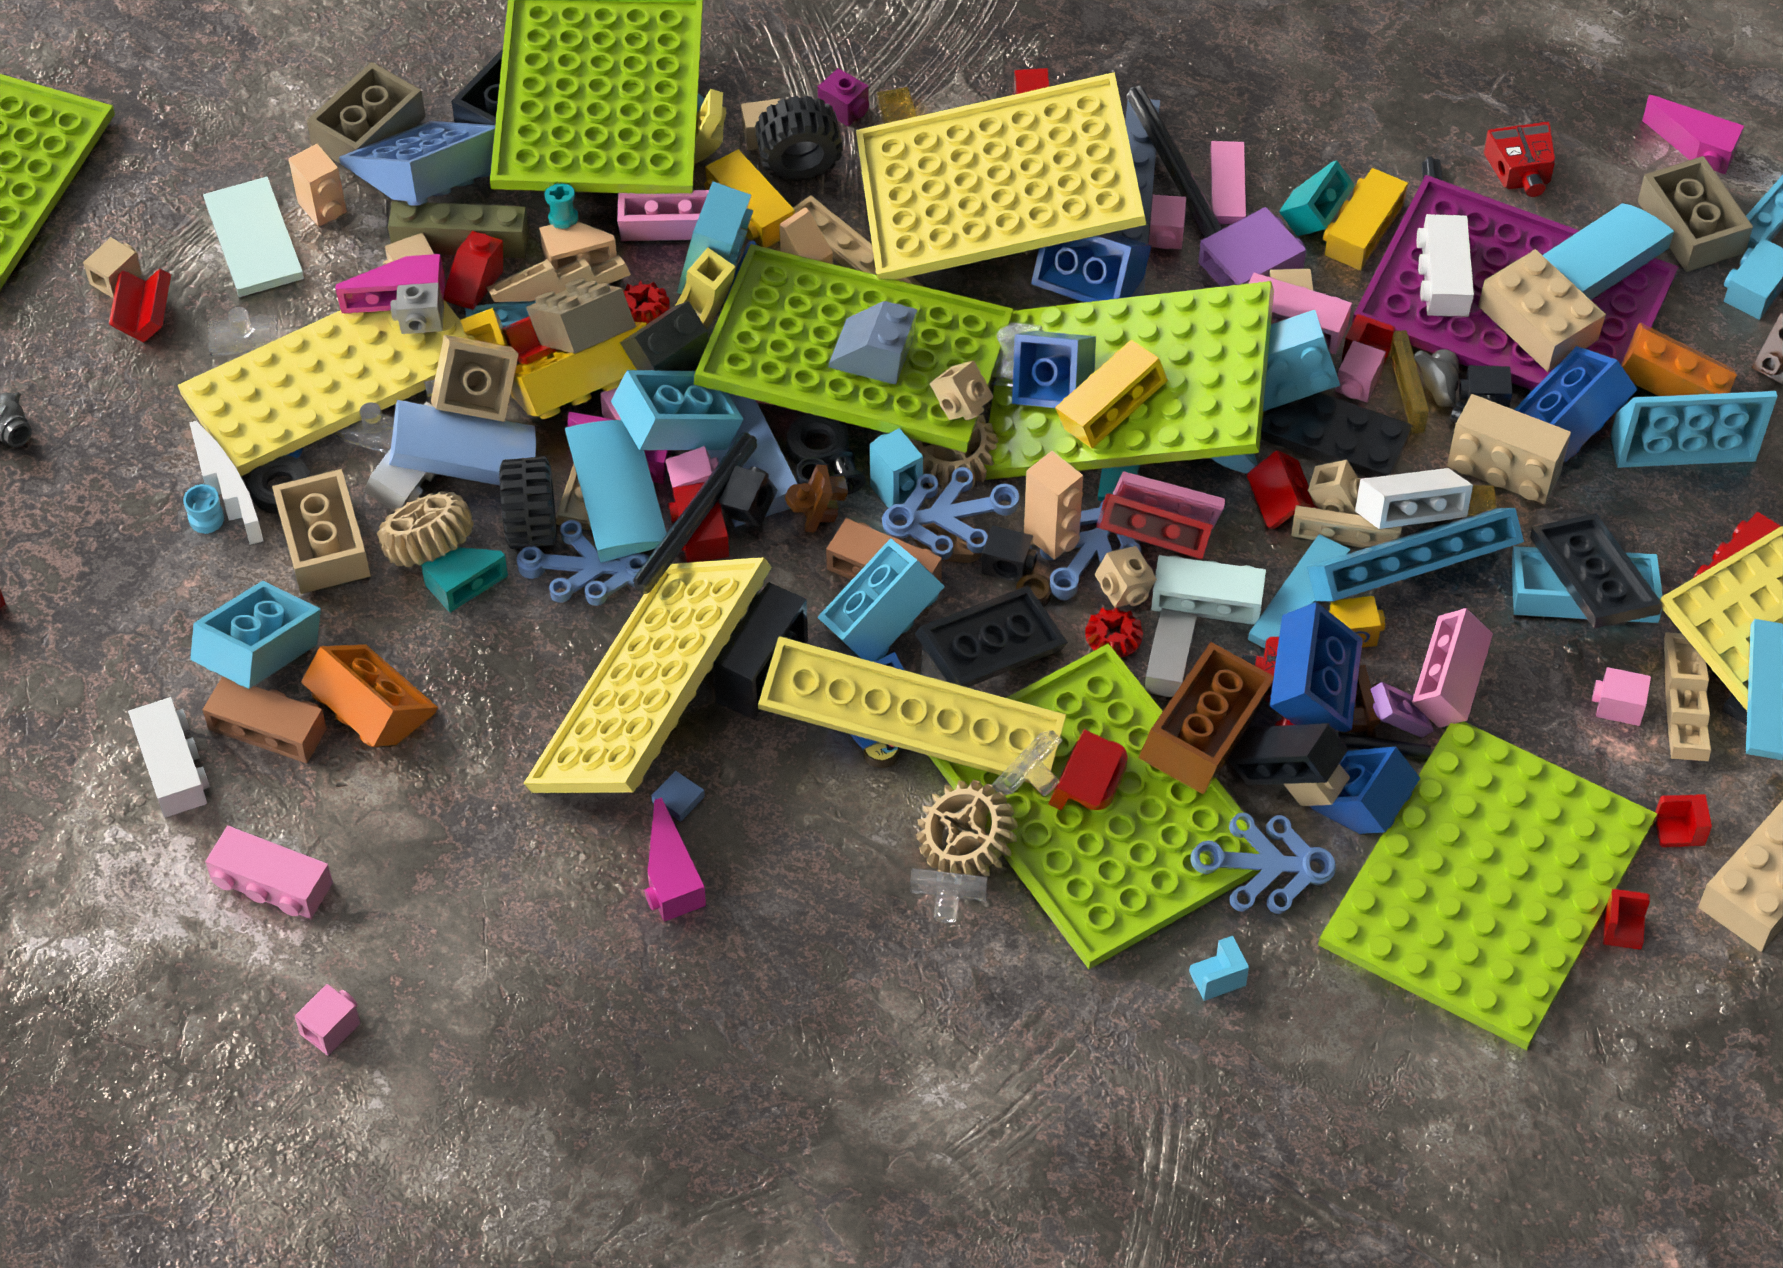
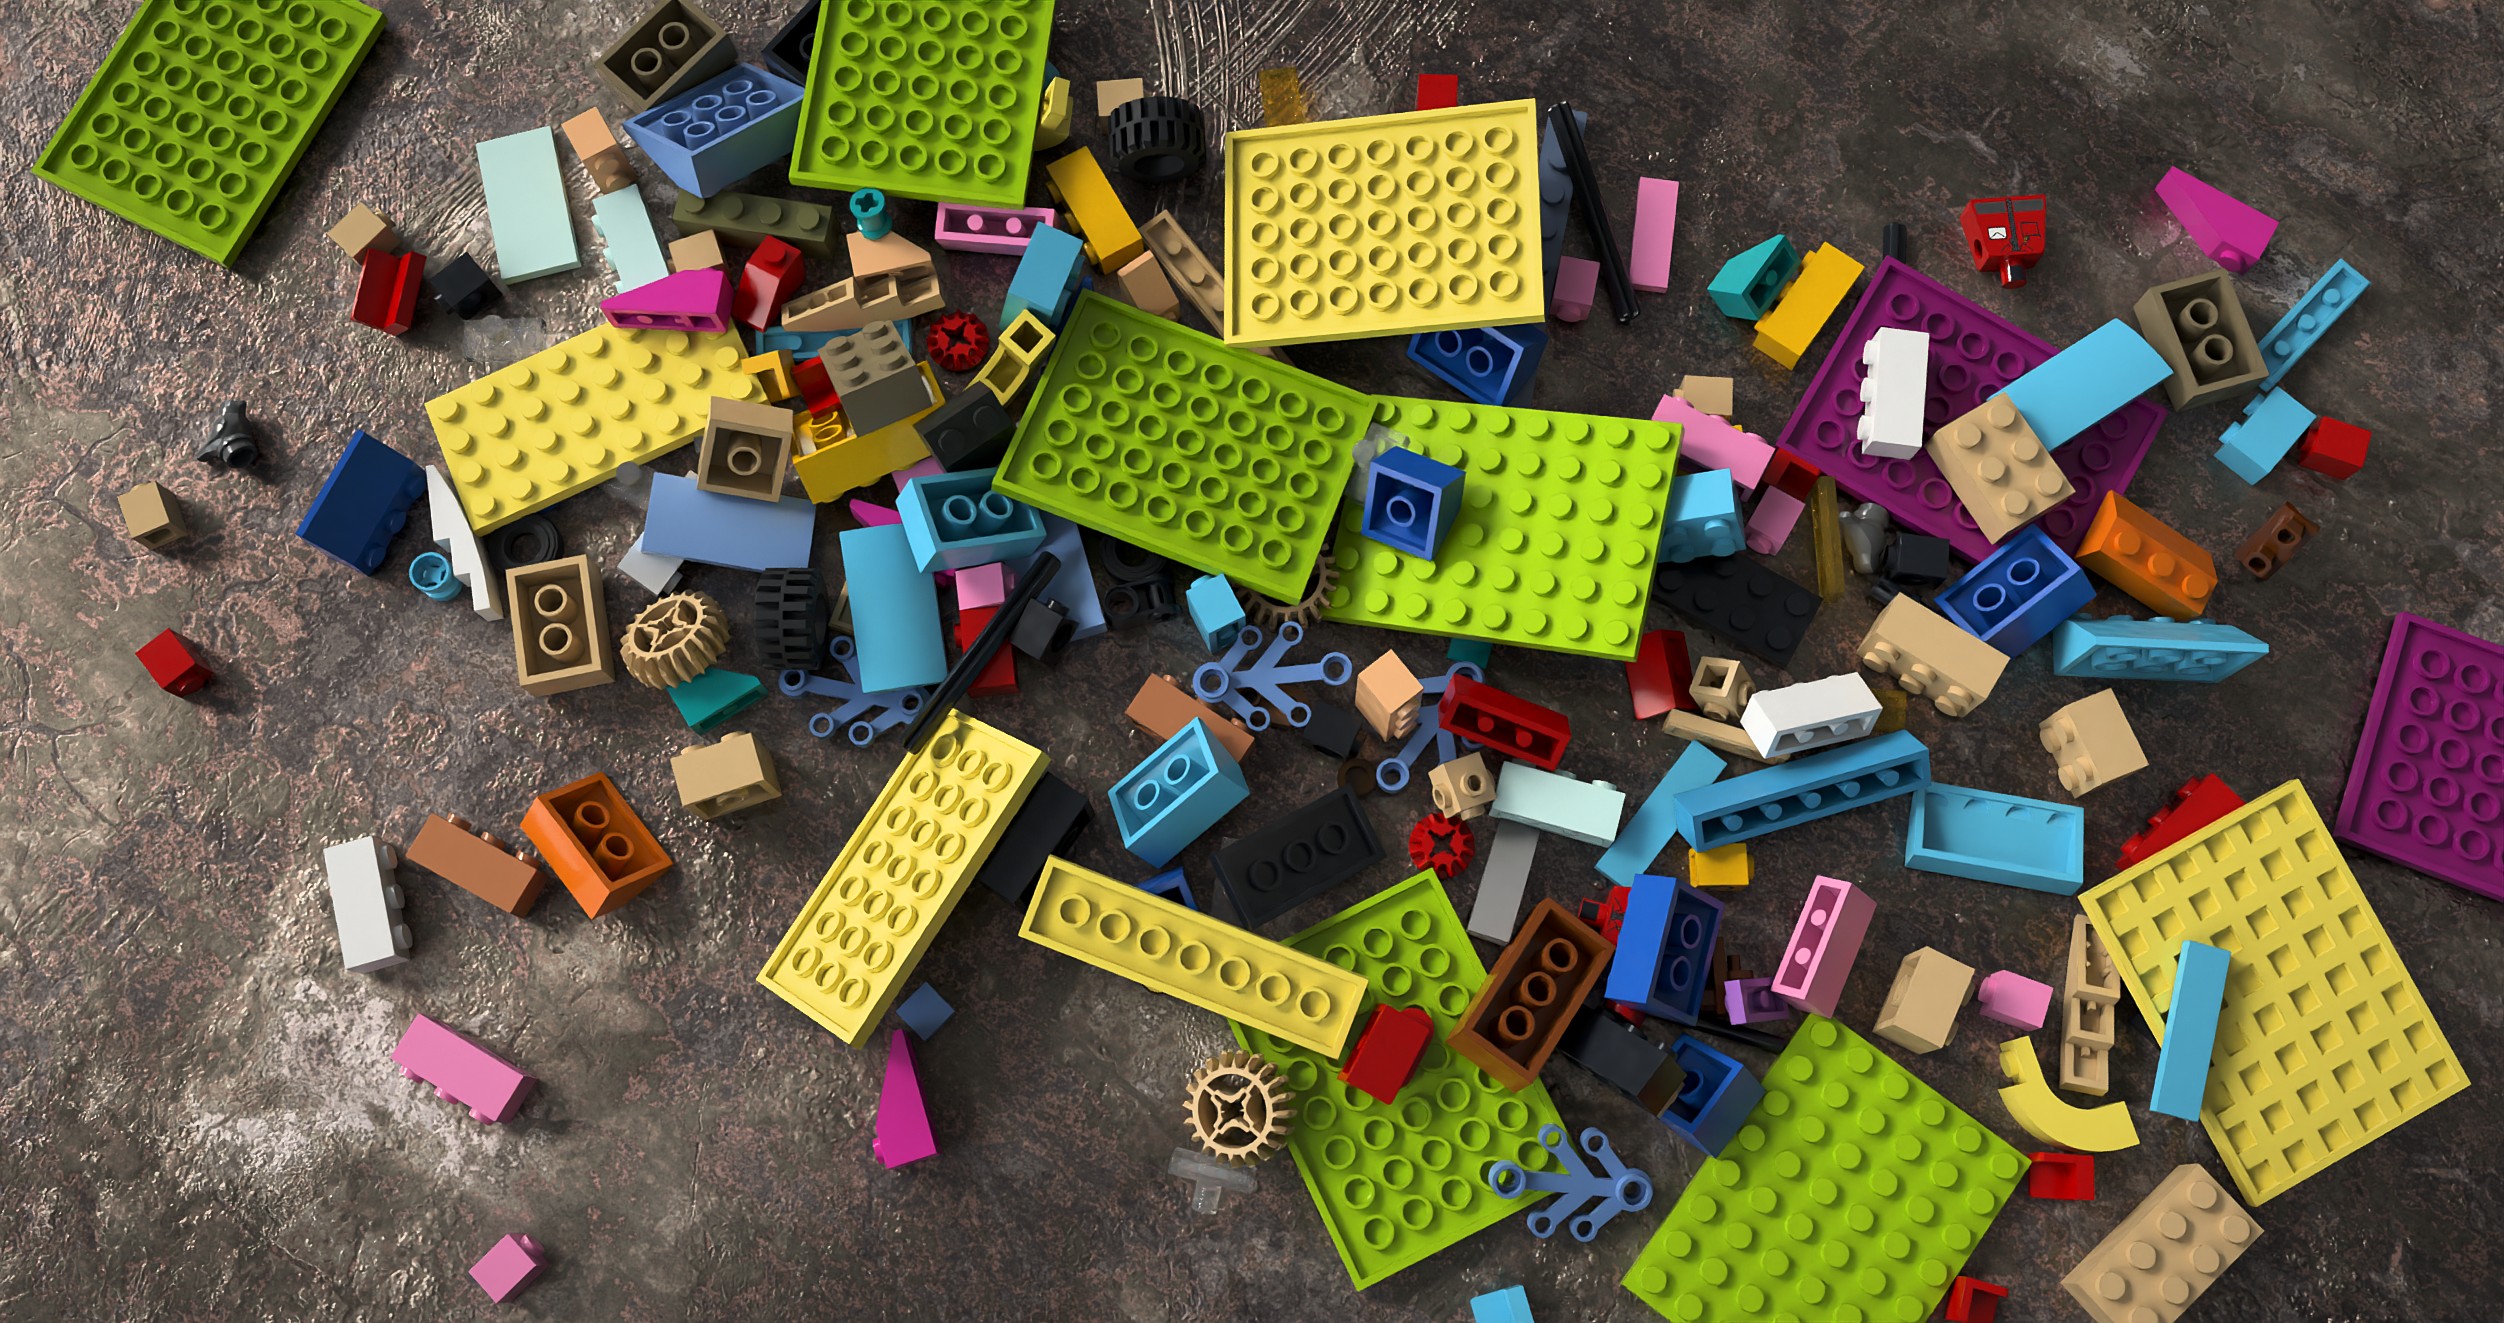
camera: 10 degrees right, 20 degrees up
(135, 456) = (363, 504): none -> blue slope
(206, 296) = (464, 288): none -> black brick
(255, 634) = (469, 766): medium azure brick -> none
(346, 244) = (631, 237): none -> light aqua brick
(418, 308) = (693, 343): light grey brick -> none
(483, 625) = (725, 775): none -> tan brick
(818, 497) = (1121, 640): reddish brown hips -> none
(846, 96) = (1219, 76): magenta brick -> none
(876, 342) = (1207, 452): sand blue slope -> none
(962, 391) = (1299, 537): tan brick -> none
(1030, 767) = (1318, 1048): clear tile -> none
(1111, 394) = (1474, 555): yellow brick -> none
(1170, 498) = (1526, 683): bright pink tile -> none
(1250, 247) = (1667, 343): medium lavender brick -> none
(1544, 696) = (1925, 1001): none -> tan brick
(1595, 570) = (2010, 838): black plate -> none
(1653, 500) = (2092, 743): none -> tan brick
(1661, 775) = (2052, 1120): none -> light yellow arch

